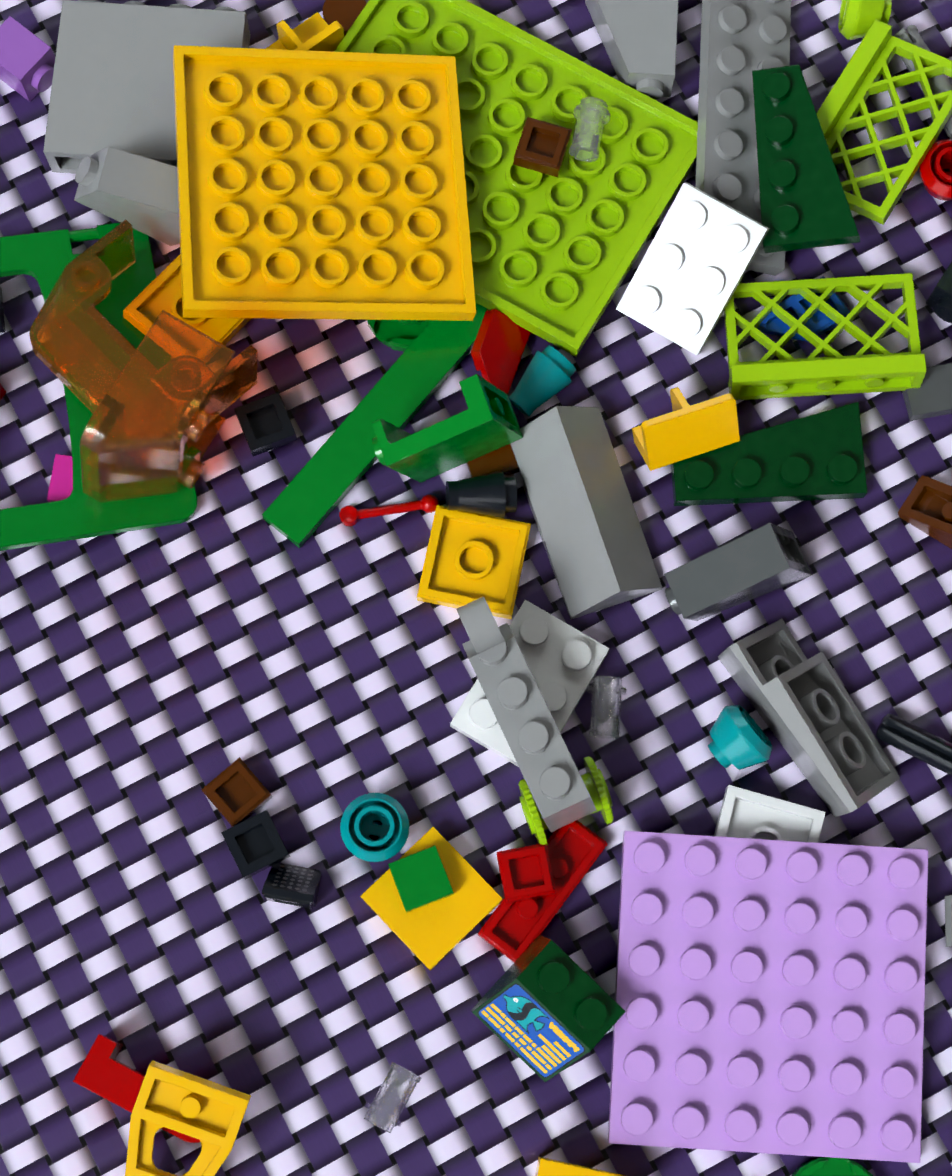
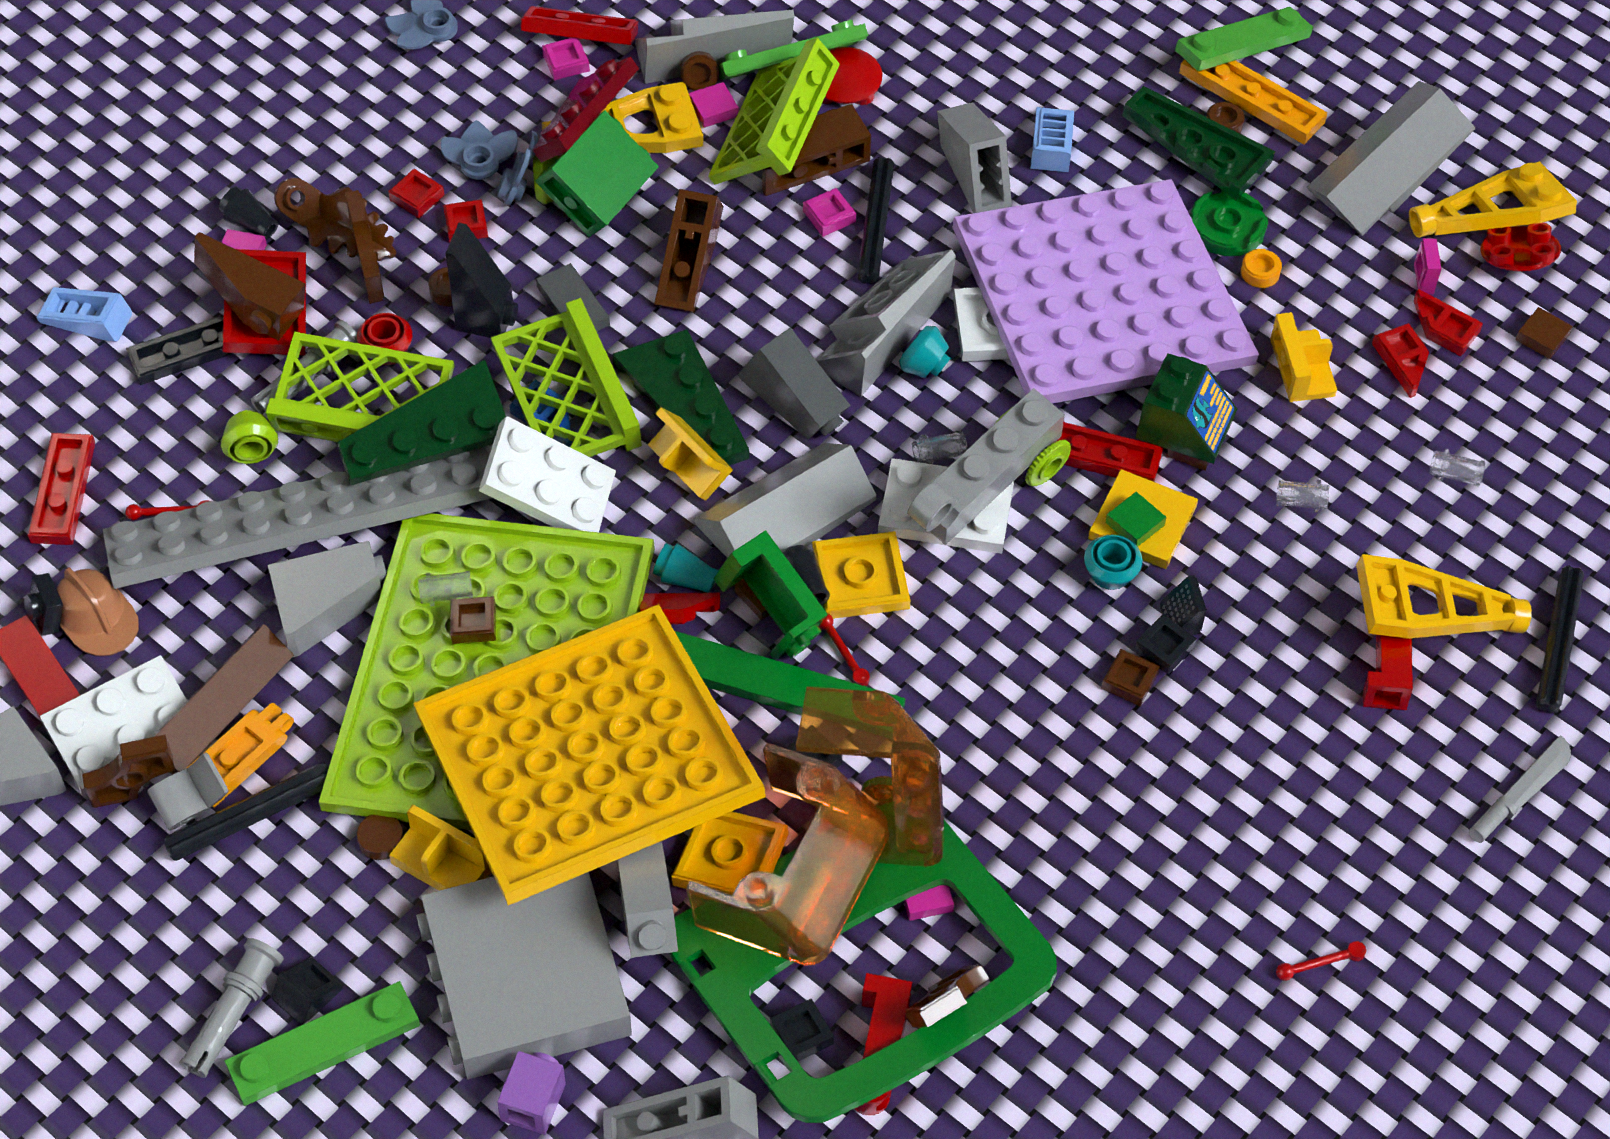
camera: 110 degrees left, 20 degrees down
(526, 873) = (1096, 456): red tile -> none

